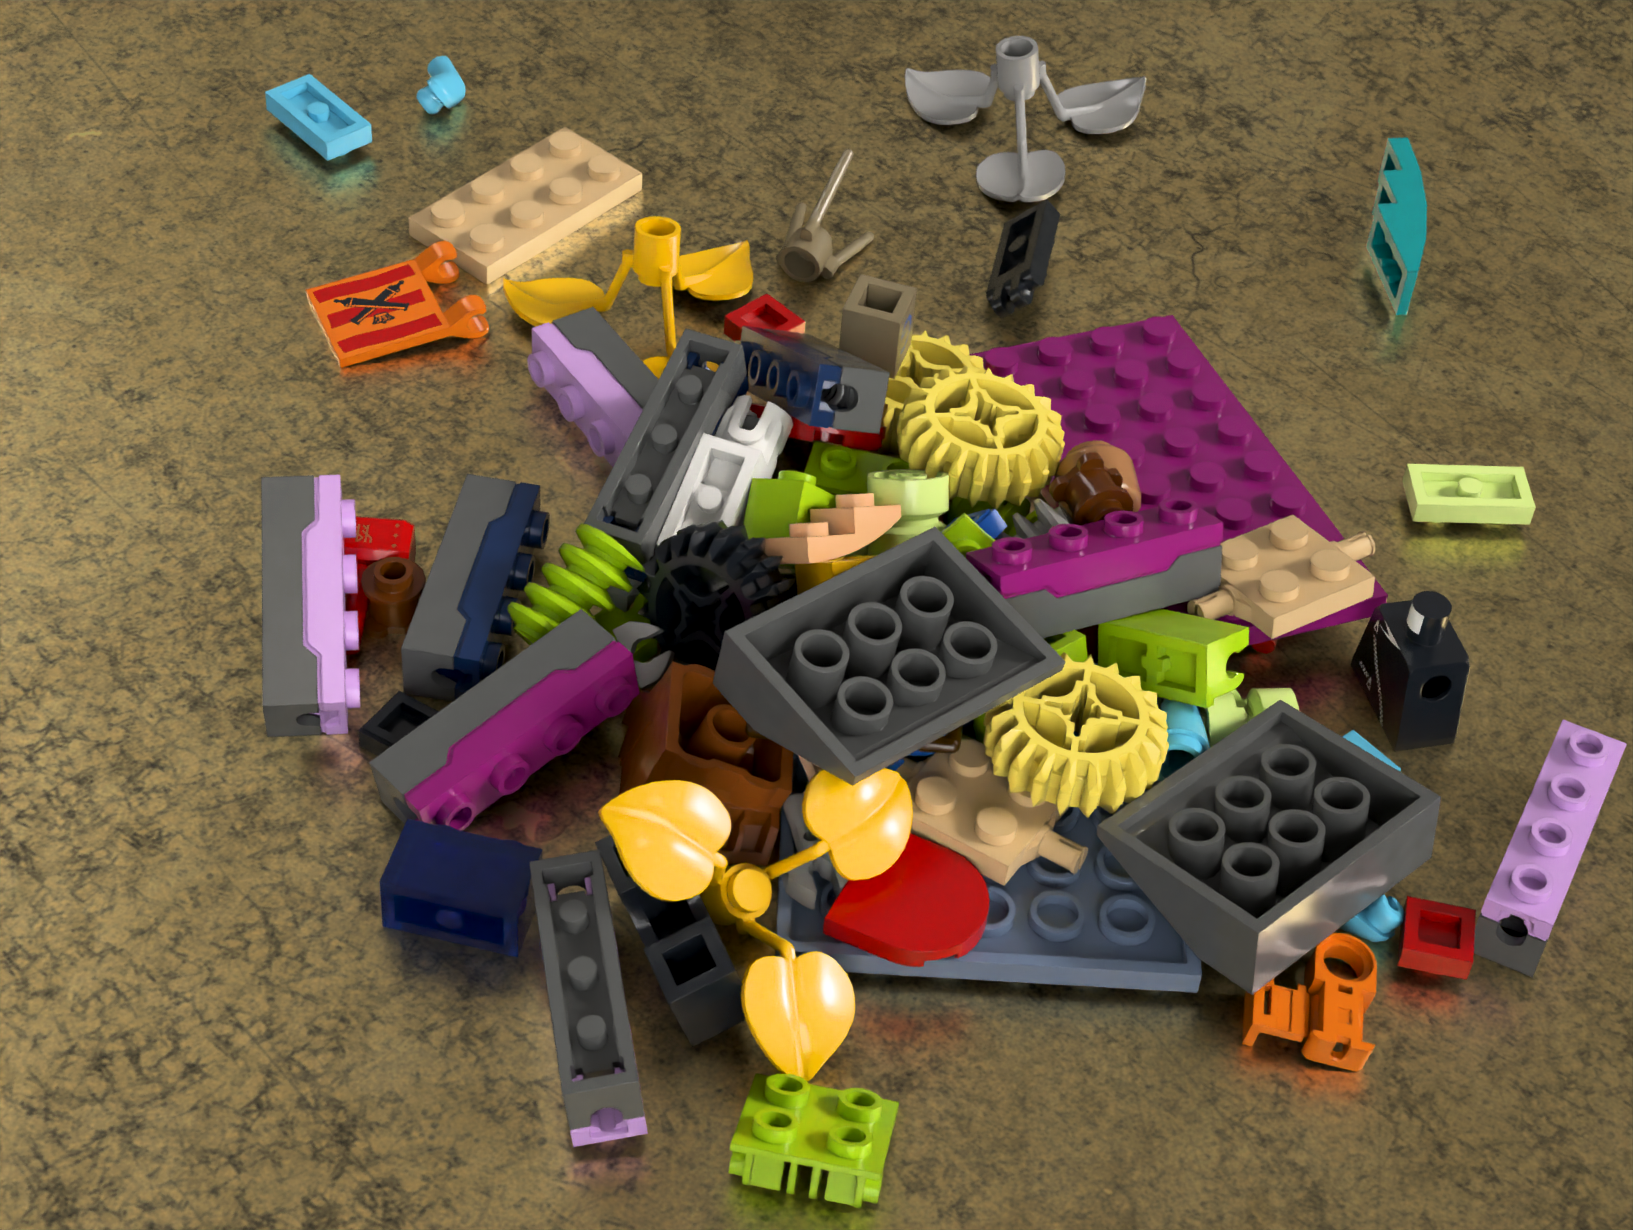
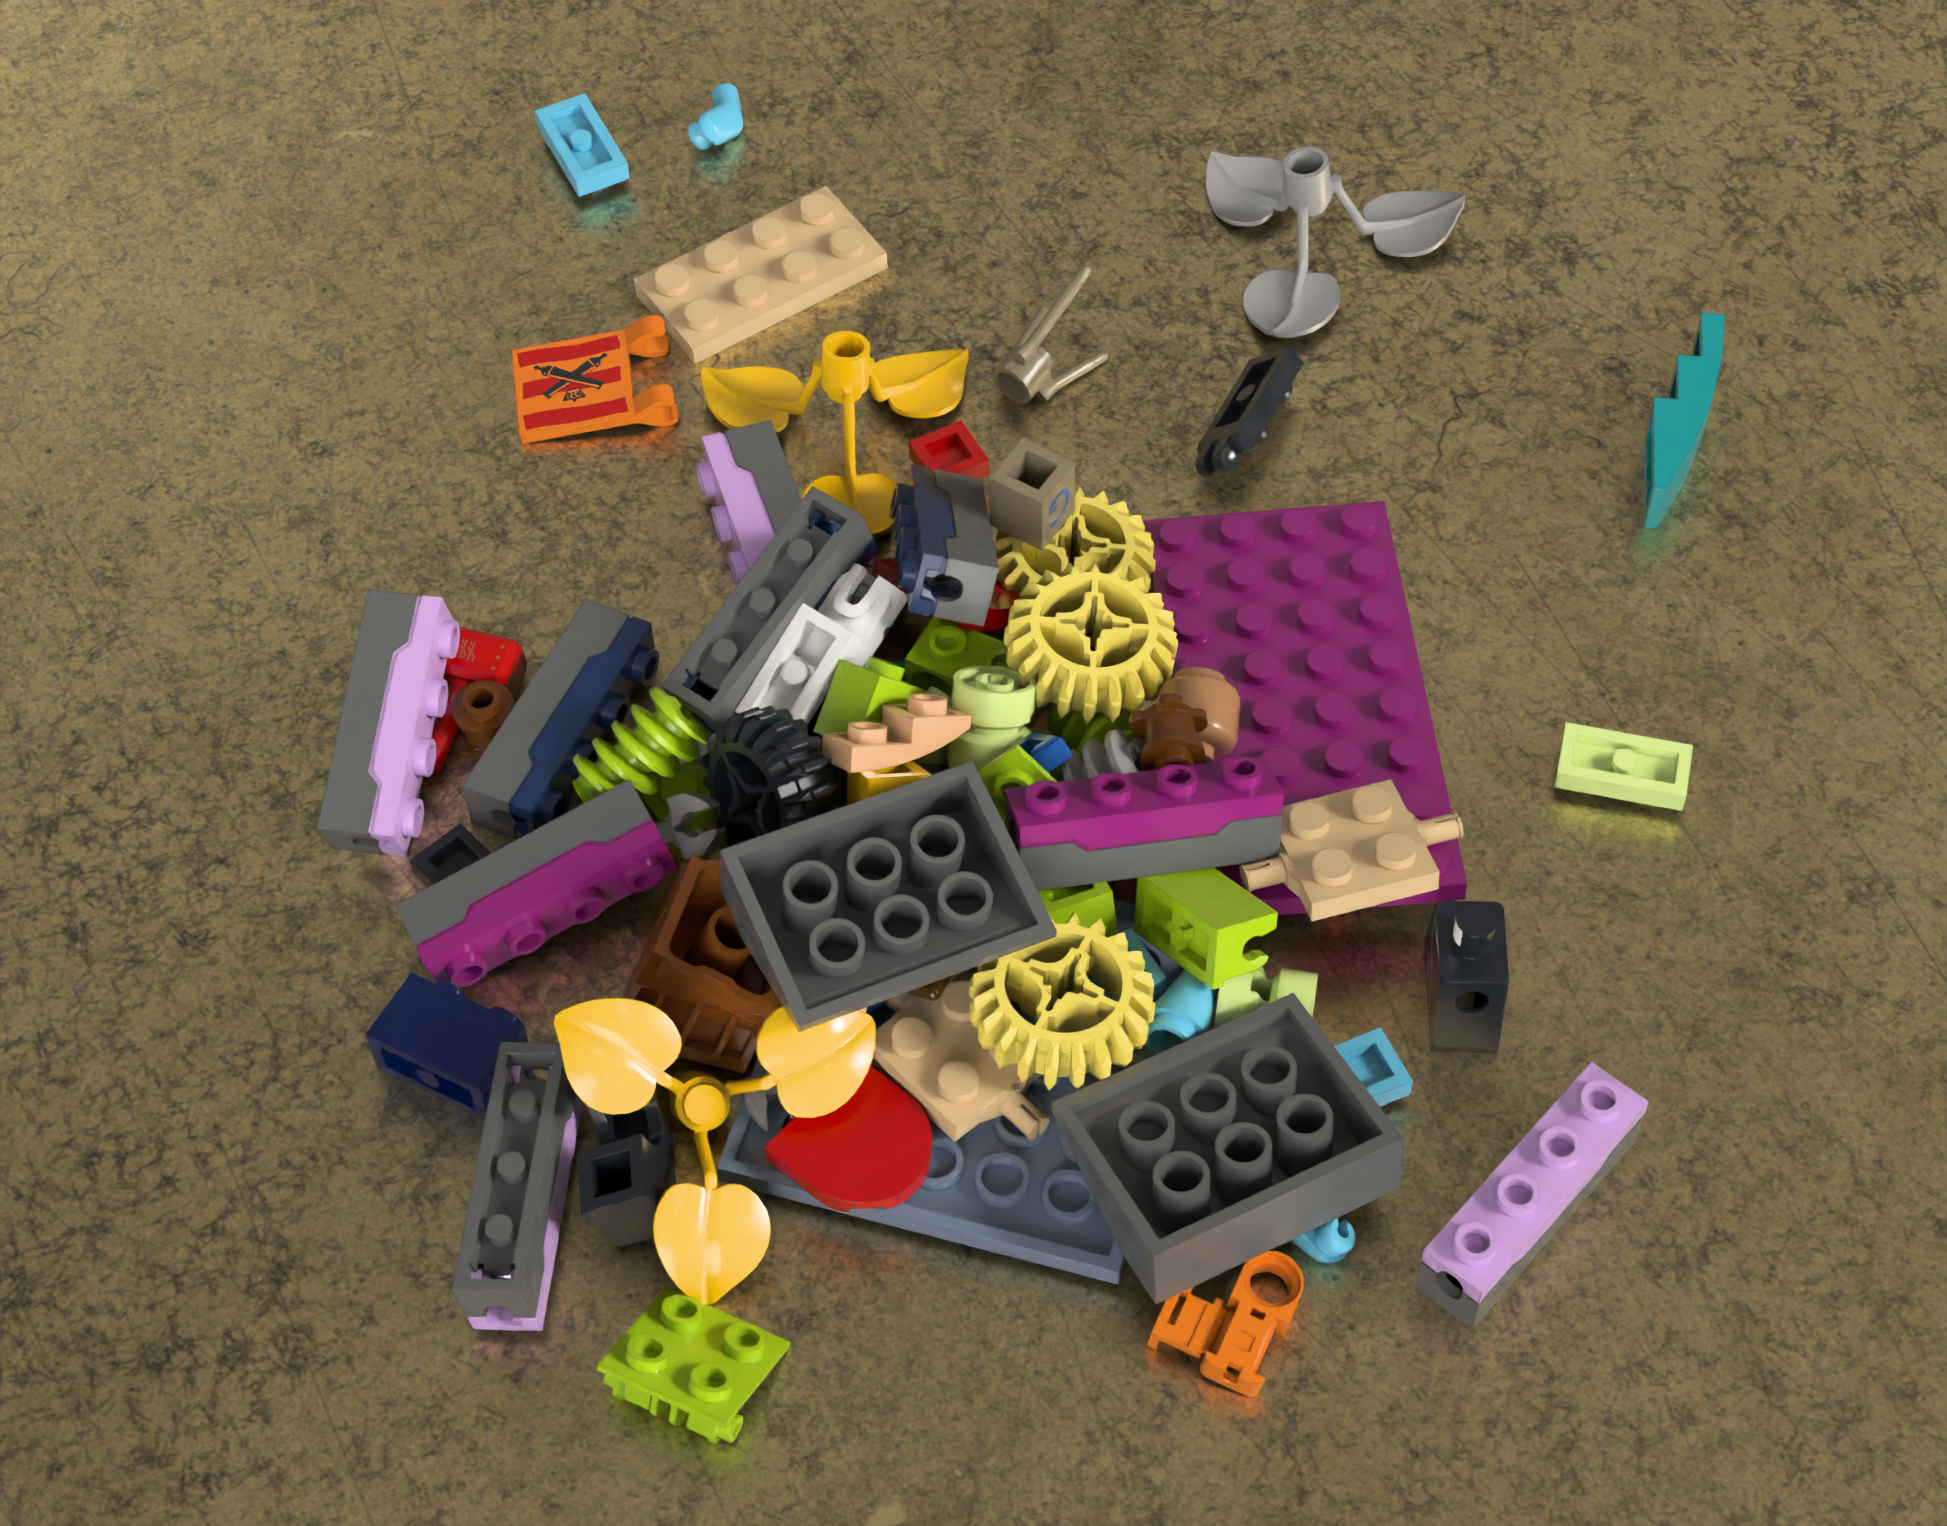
camera: 20 degrees right, 10 degrees up
(1437, 938) = (1378, 1273): red plate -> none

